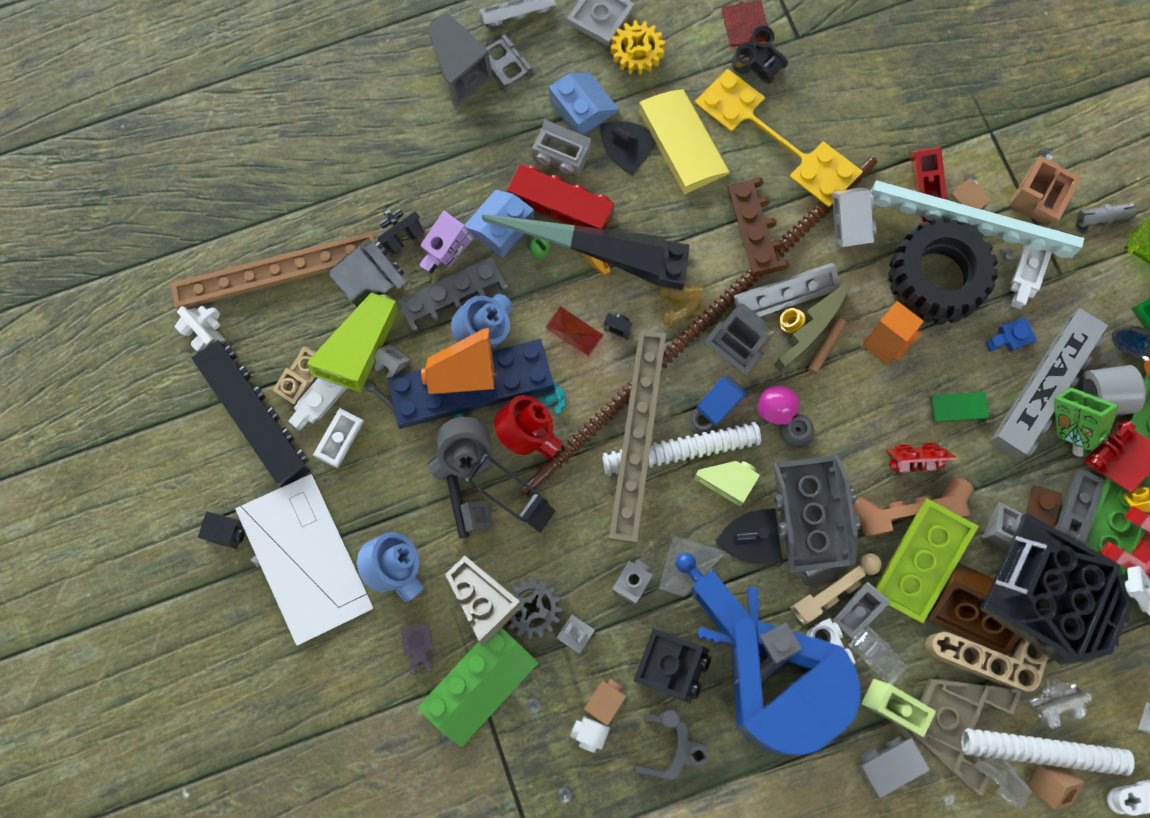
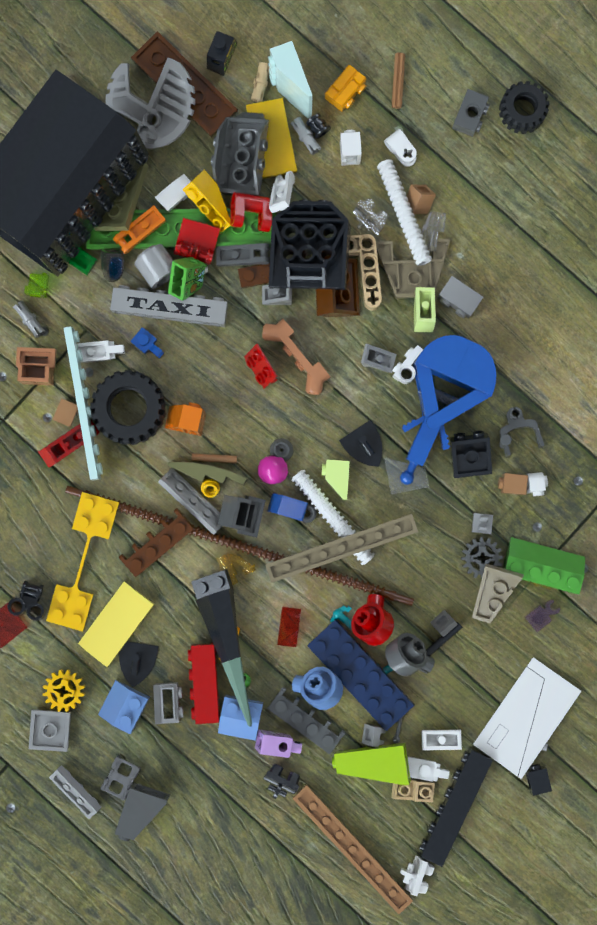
camera: 120 degrees left, 10 degrees up
(366, 272) = (324, 784): bracket -> none
(390, 565) = (503, 659): medium blue piece -> none
(461, 366) = (358, 683): orange slope -> none
(537, 511) = (420, 586): black piece -> none
(618, 325) = (271, 599): black plate -> none
(628, 591) = (440, 500): light grey brick -> none
(780, 643) = (433, 397): flat silver plate -> none
(810, 607) = (392, 390): tan plate -> none
(816, 517) = (334, 413): dark grey slope -> none
(854, 216) = (119, 483): light grey brick -> none
(878, 655) = (399, 335): clear slope -> none
(925, 559) = (327, 334): lime plate -> none
(959, 407) = (213, 356): green tile -> none

